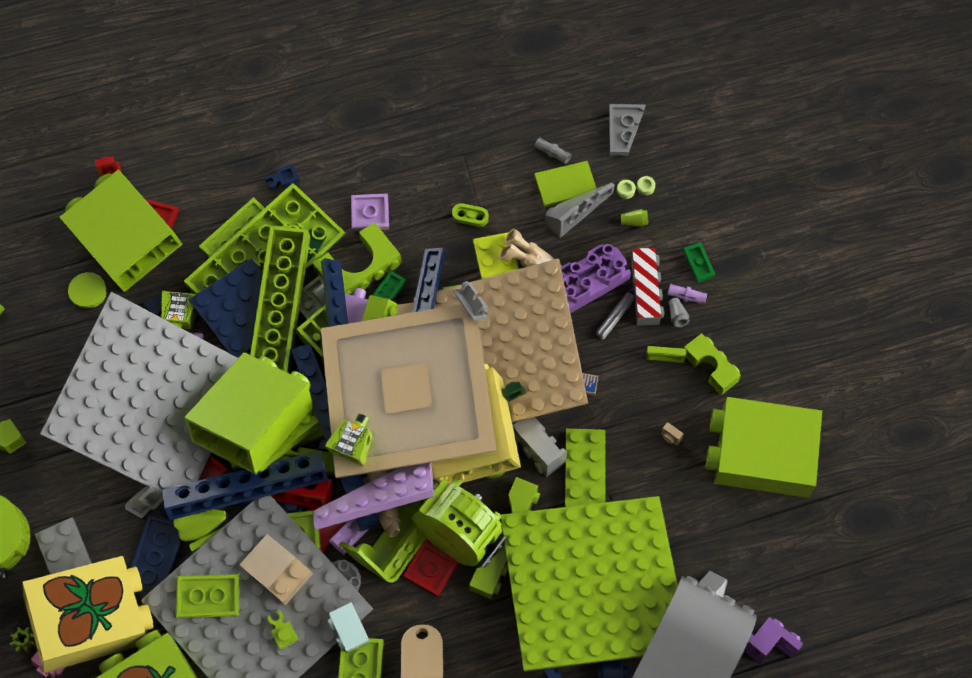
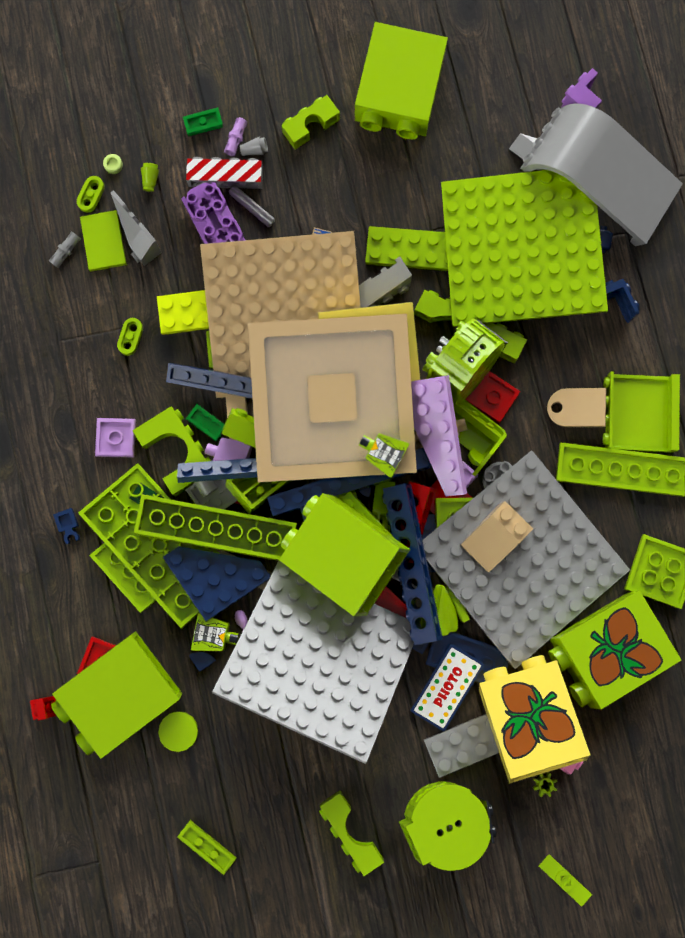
camera: 85 degrees left, 15 degrees up
(125, 536) = (447, 687): none -> tile
(144, 500) = (415, 665): light grey slope -> none
(208, 596) = (517, 603): lime tile -> none
(284, 632) = (554, 533): lime plate -> none
(348, 627) = (553, 470): light aqua brick -> none
(475, 307) = (260, 321): light grey hinge -> none
(513, 390) = (334, 300): dark green plate -> none
(533, 255) = (190, 273): tan piece -> none
(611, 167) = (87, 194): none -> lime plate
(623, 125) = (43, 178): light grey wing -> none
(626, 189) = (115, 182): yellowish green tile -> none
(665, 354) = (297, 162): lime tile -> none
(671, 434) = (378, 166): tan plate -> none

